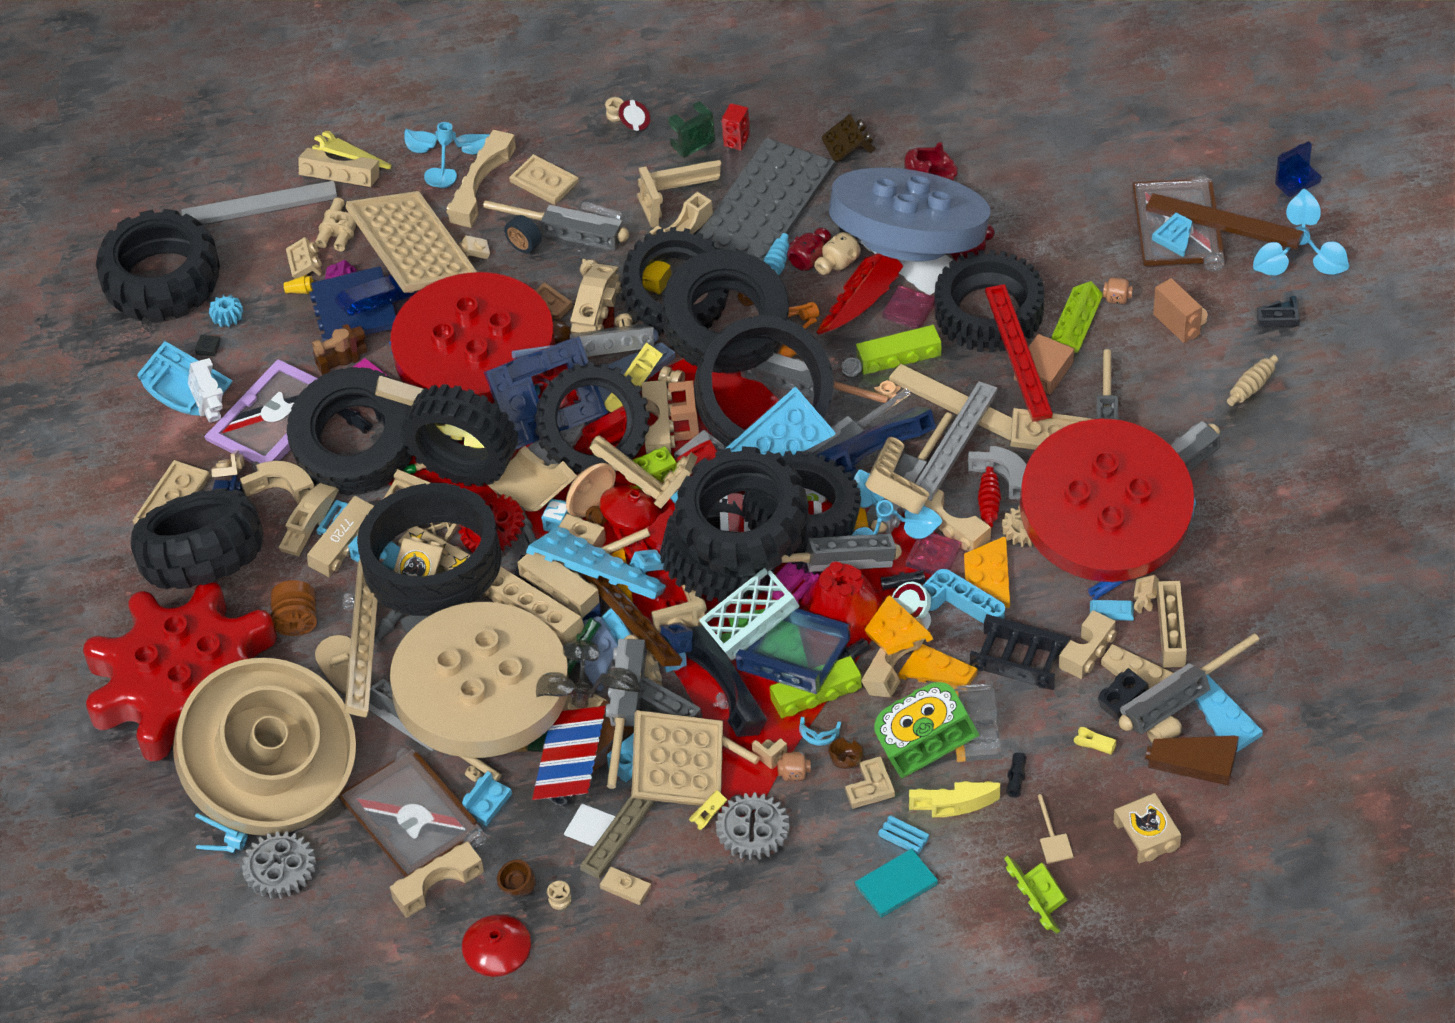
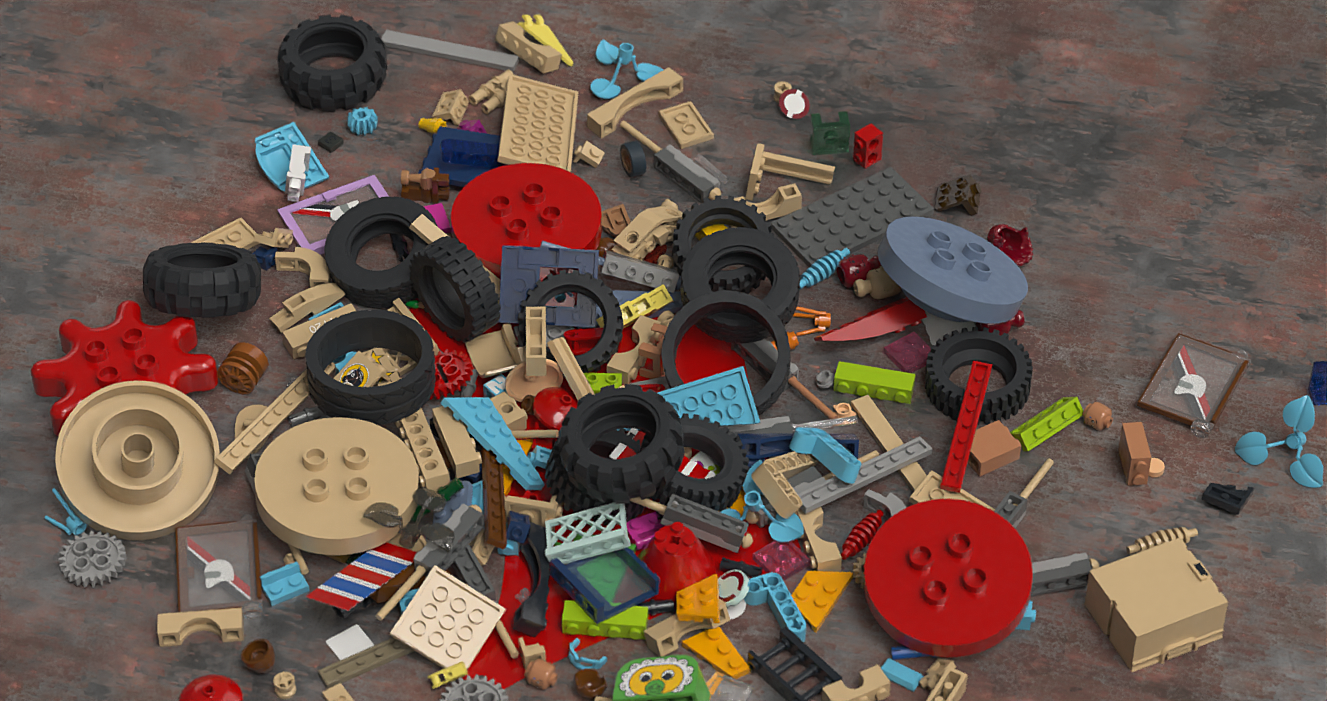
camera: 25 degrees right, 5 degrees down
(592, 464) = (535, 341): none -> tan arch
(916, 433) = (827, 451): none -> medium azure beam
(1174, 234) = (1180, 389): medium azure wing -> none
(1226, 221) = (1233, 398): reddish brown tile -> none
(1294, 440) = (1156, 604): none -> tan piece

